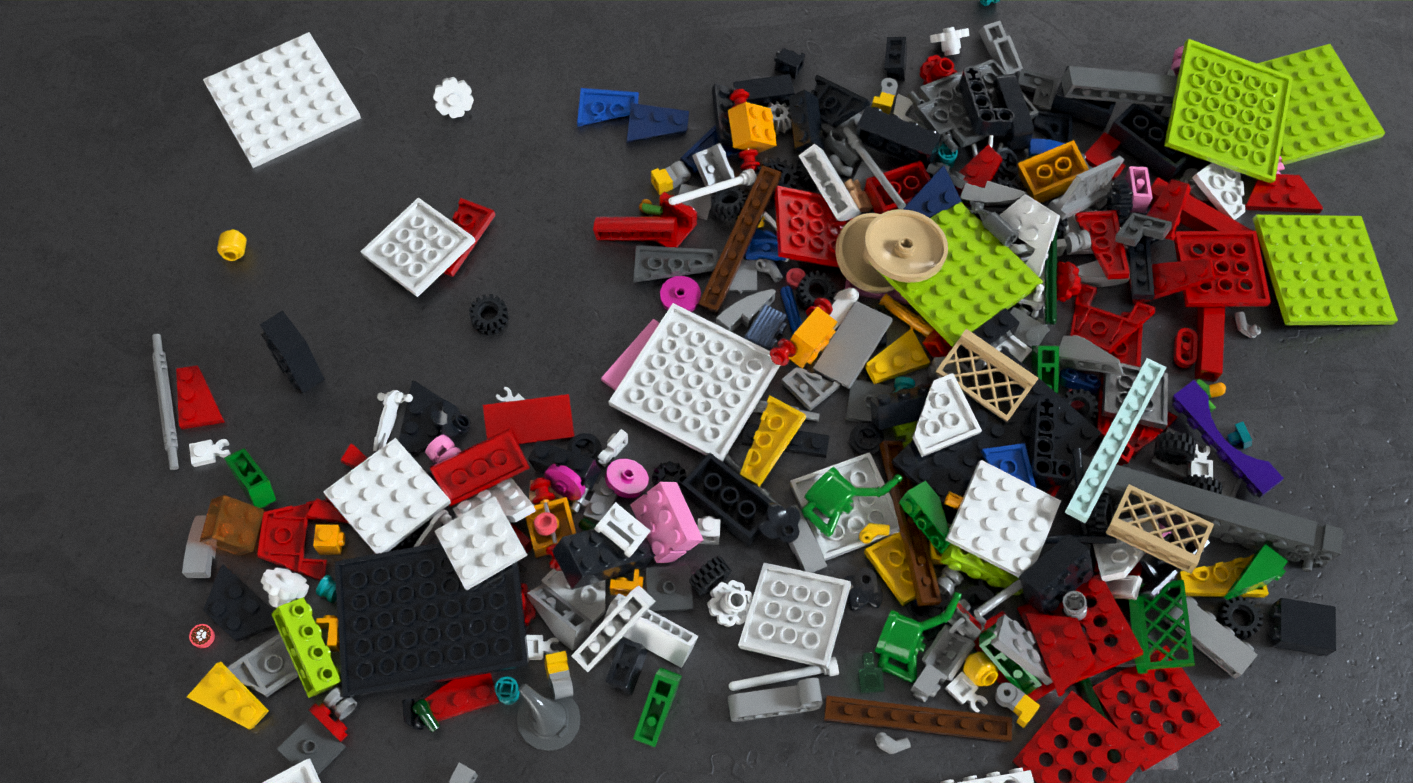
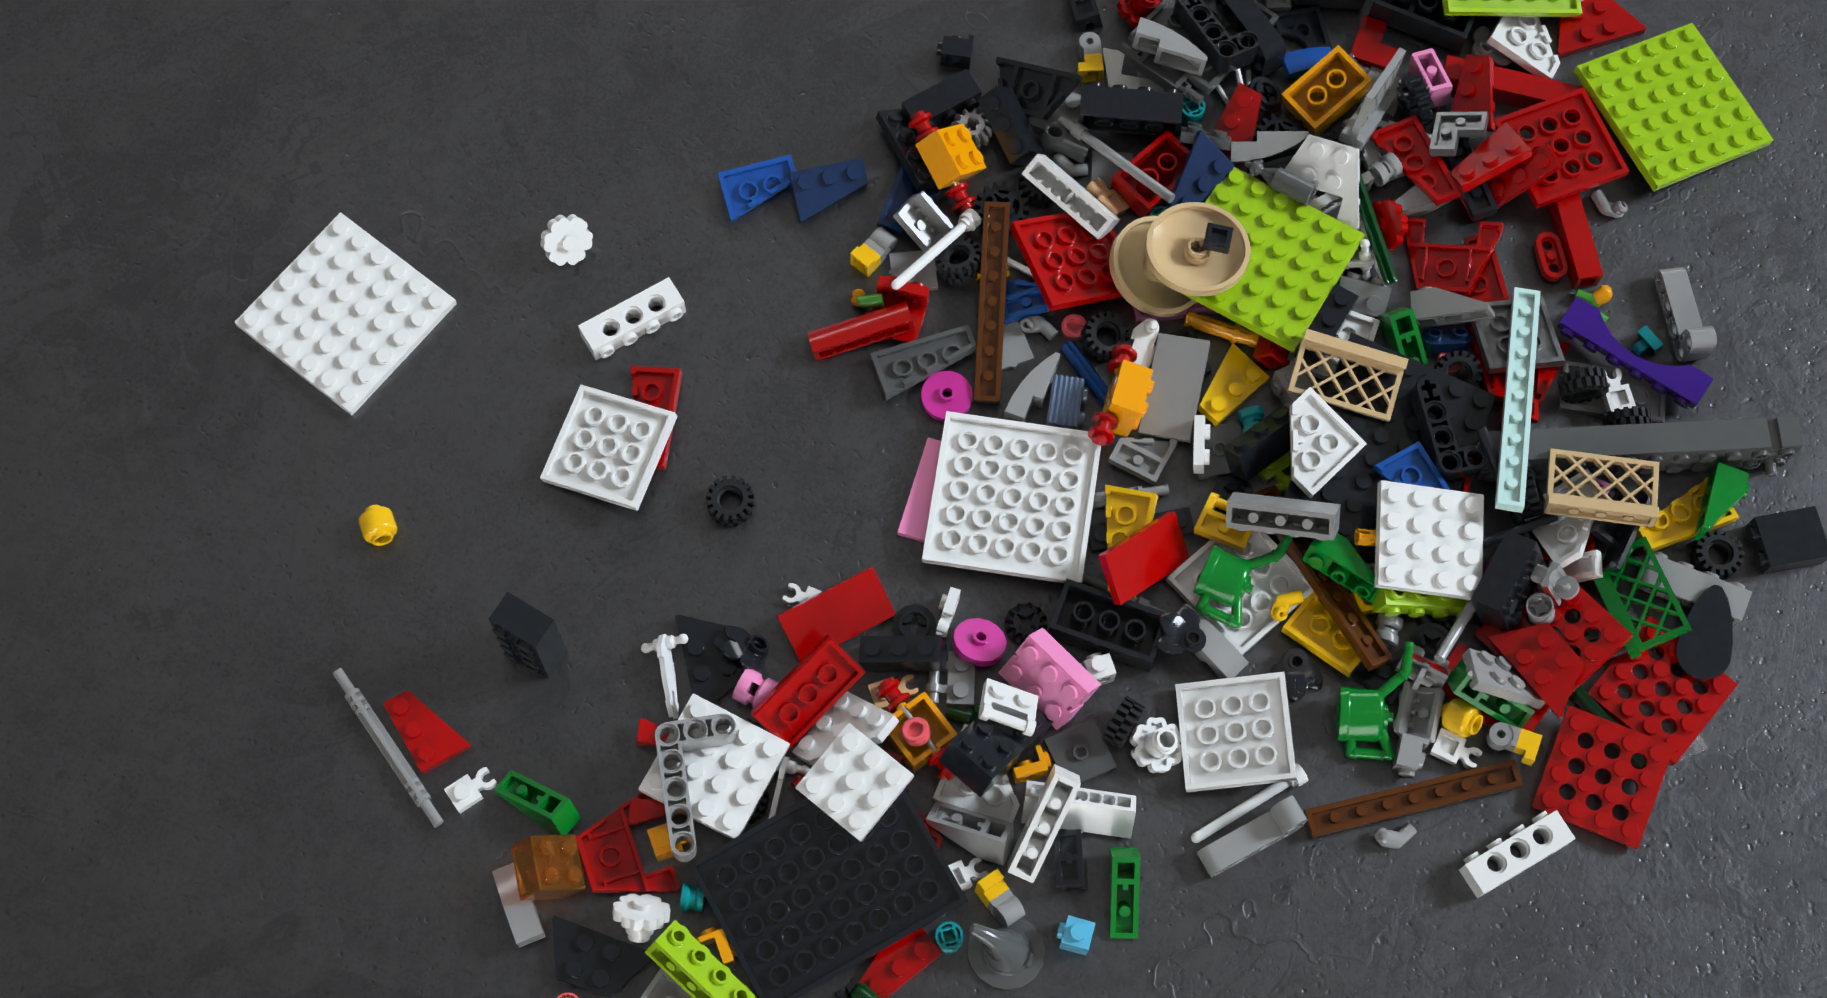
camera: 20 degrees left, 5 degrees up
(354, 492) = (678, 777): none -> light grey beam
(466, 162) = (638, 306): none -> white brick
(565, 482) = (915, 674): dark pink plate -> none
(605, 725) = (1075, 935): none -> medium azure brick
(775, 457) = (1144, 557): none -> red tile
(848, 459) = (1213, 525): none -> yellow plate
(852, 396) = (1200, 455): none -> white plate
(870, 677) = (1345, 771): clear green plate -> none
(894, 462) = (1283, 516): none -> light grey brick
(923, 241) = (1217, 238): none -> black tile
(943, 103) = (1169, 47): none -> light grey slope
(1093, 587) = (1555, 582): none -> light grey hips
(1161, 257) = (1491, 158): none -> red wing
(1205, 684) = (1708, 647): none -> black shield
(1276, 442) = (1688, 335): none -> light grey beam

